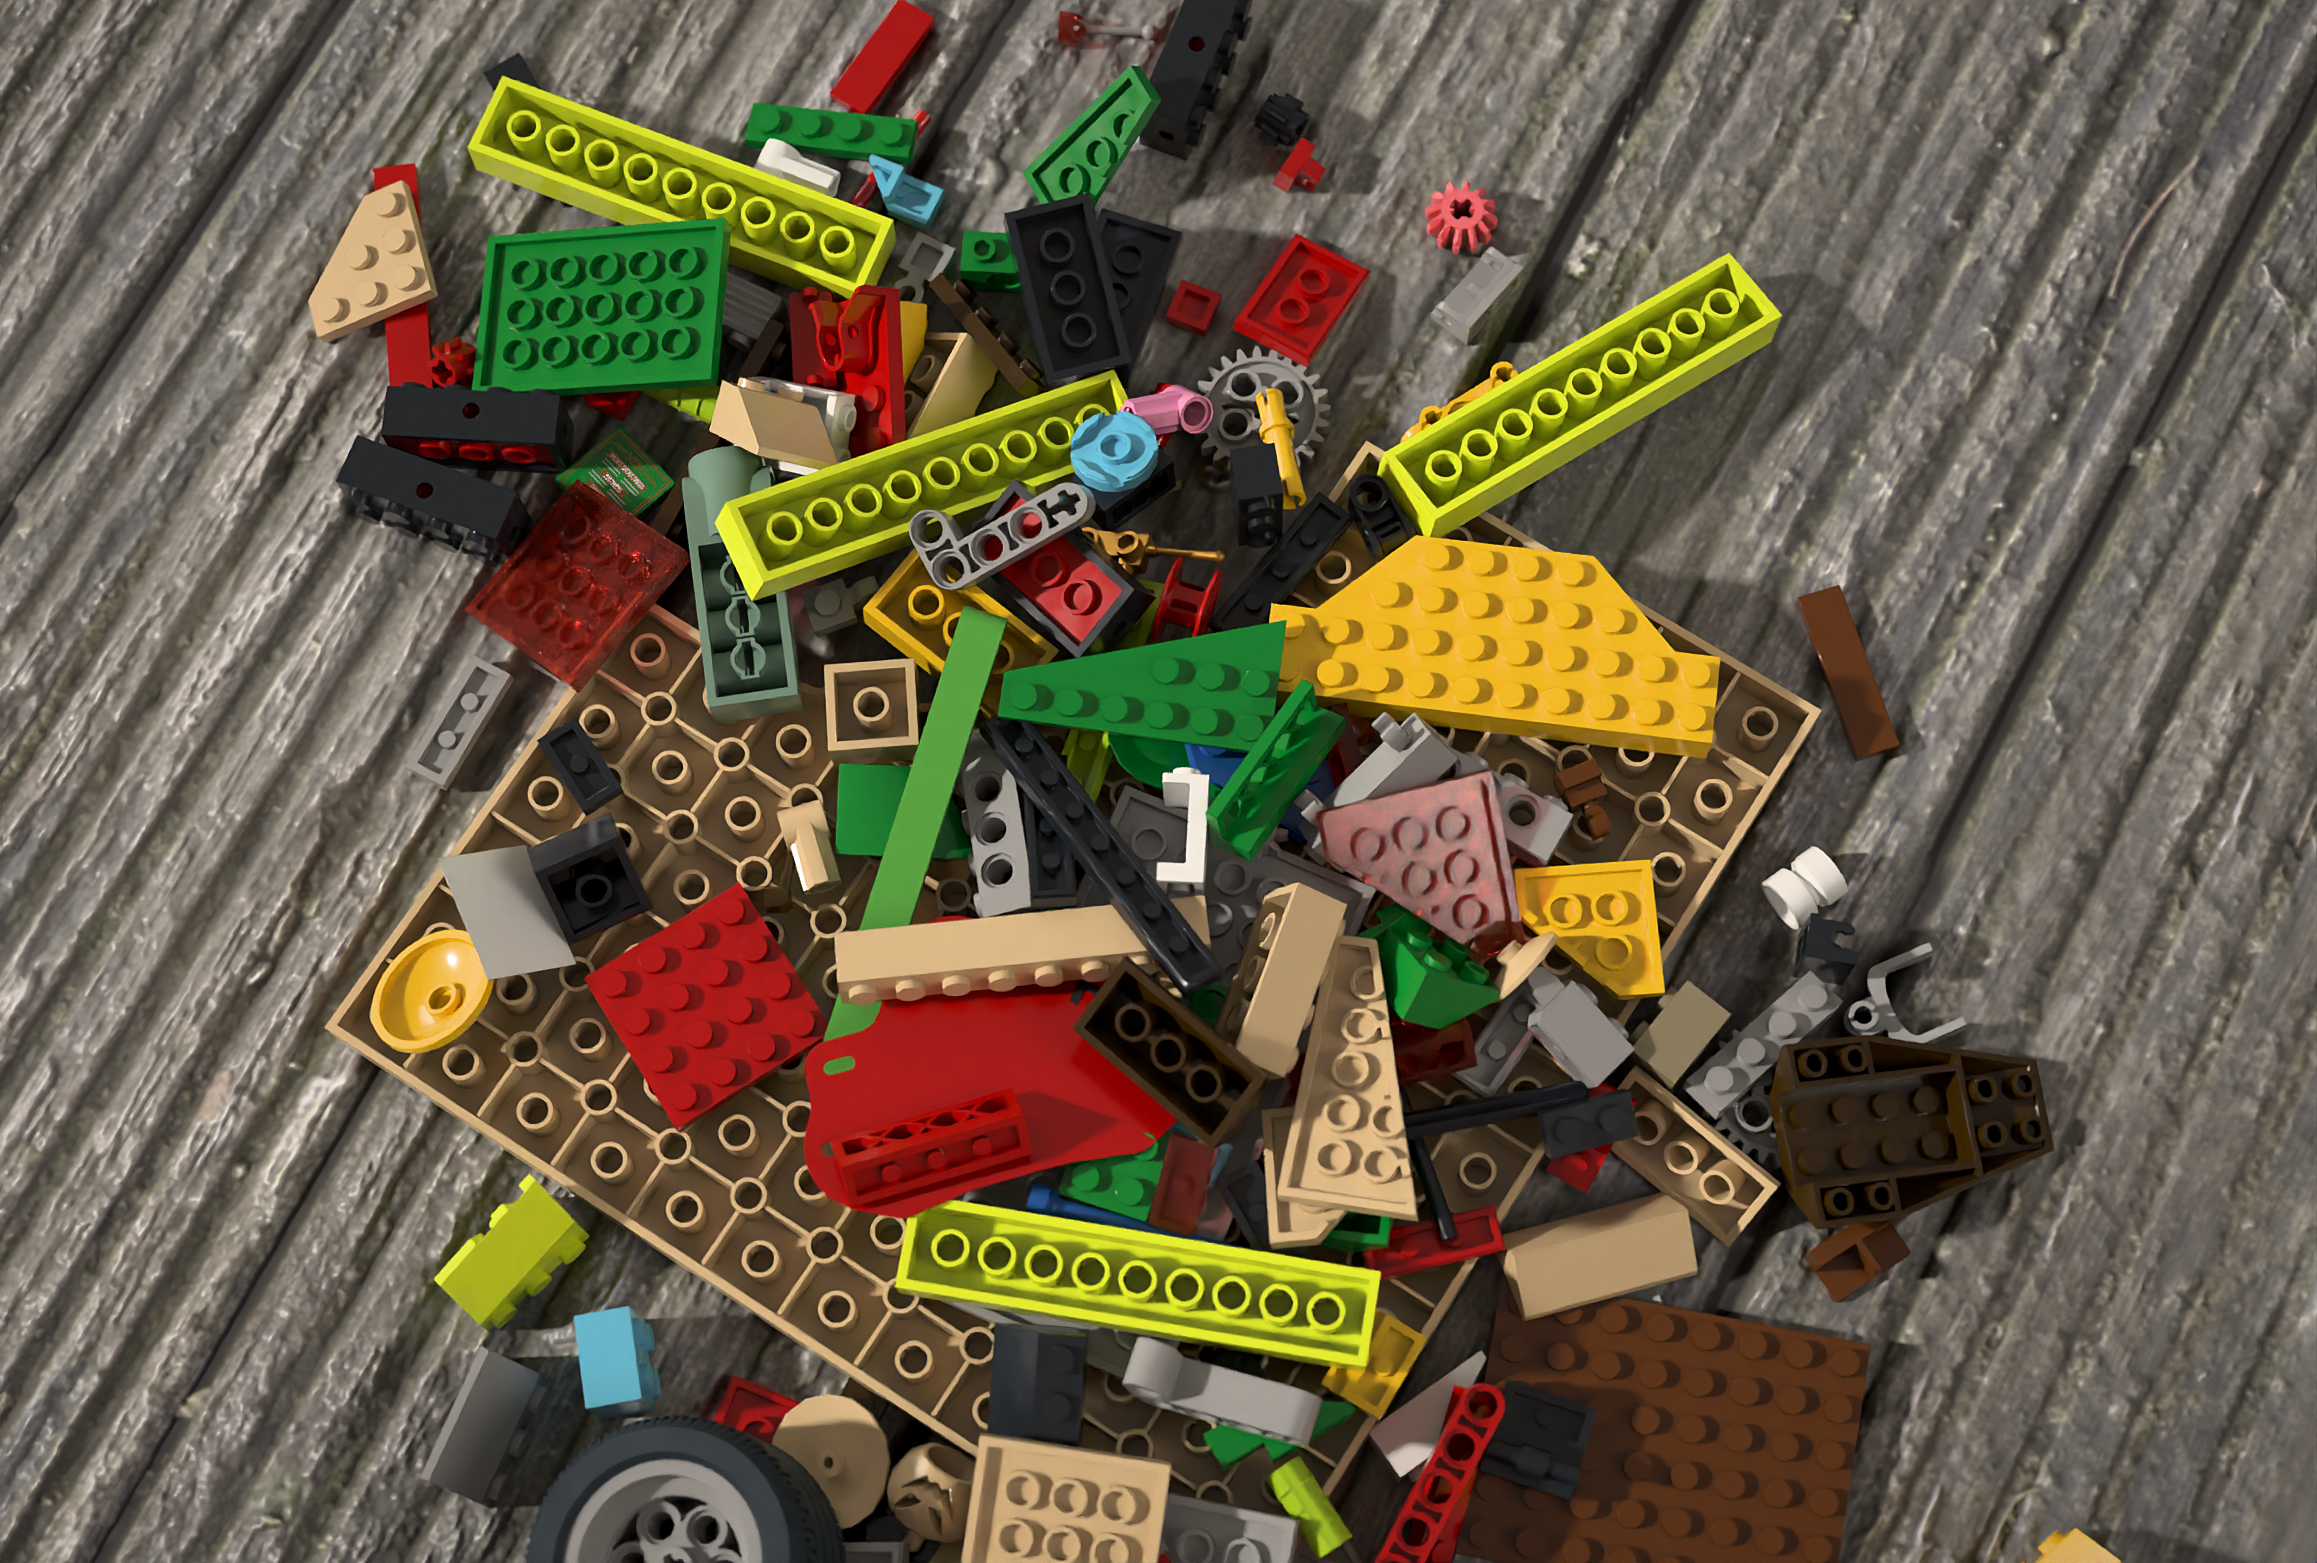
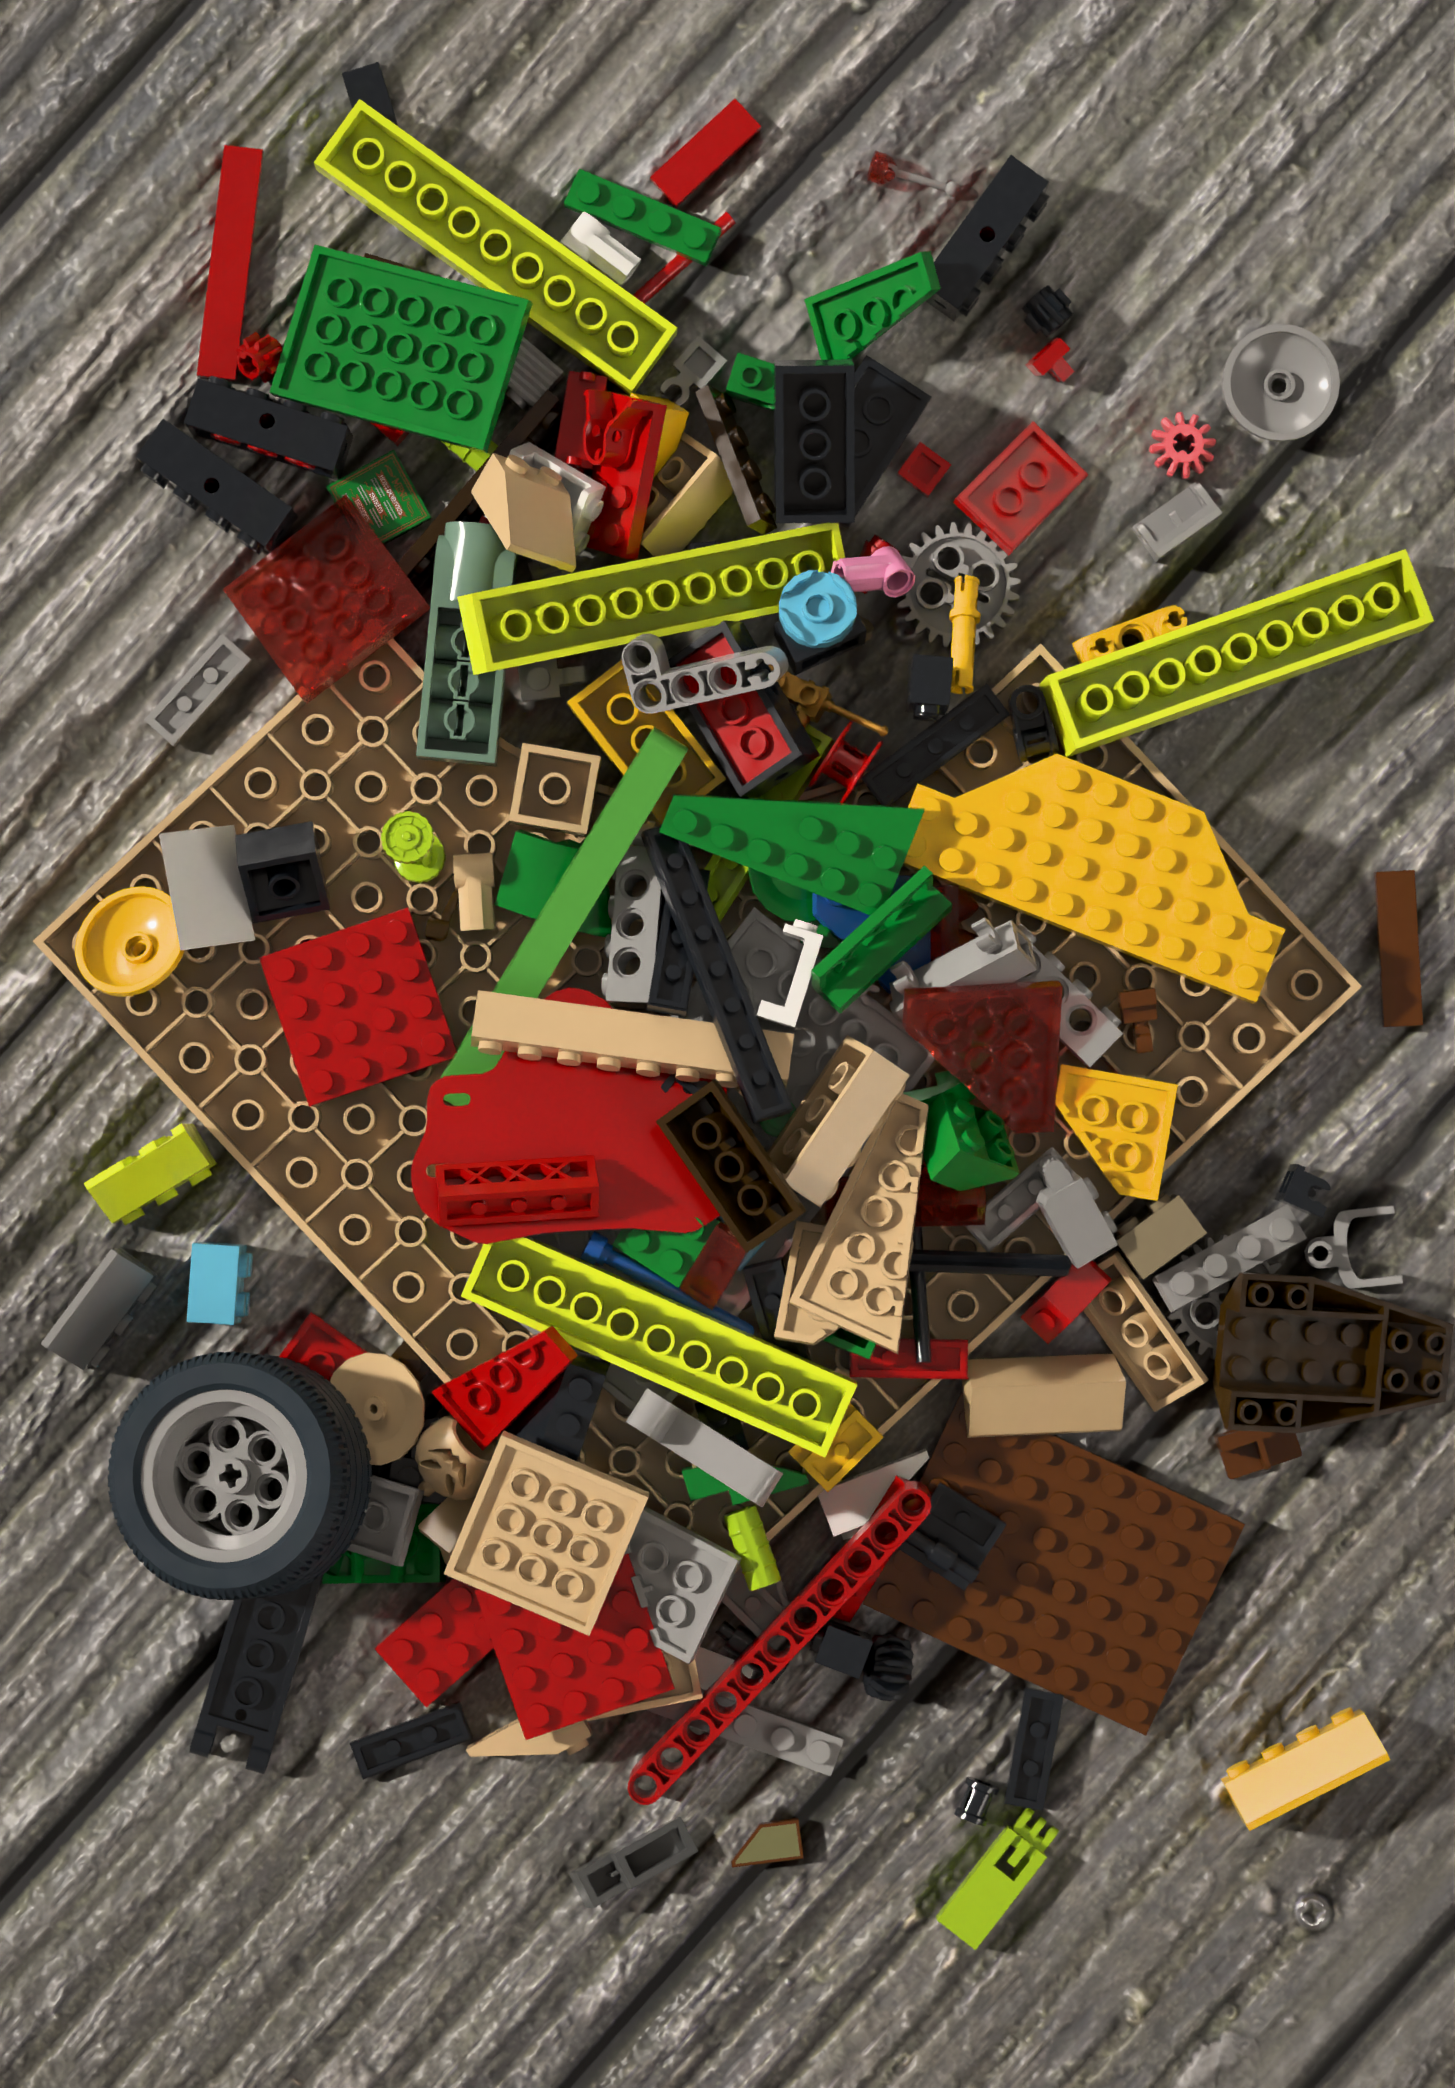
camera: 10 degrees right, 15 degrees up
(375, 268) = (208, 244): tan plate -> none
(580, 766) = (295, 770): black plate -> none
(720, 793) = (413, 847): none -> lime hose
(906, 196) = (695, 294): medium azure slope -> none
(973, 1383) = (503, 1387): none -> red wing
(1520, 961) = (1045, 1149): tan dish -> none
(1553, 106) = (1293, 358): none -> light grey dish
(1588, 1123) = (1063, 1294): black plate -> none
(1810, 883) = (1304, 1130): white wheel -> none

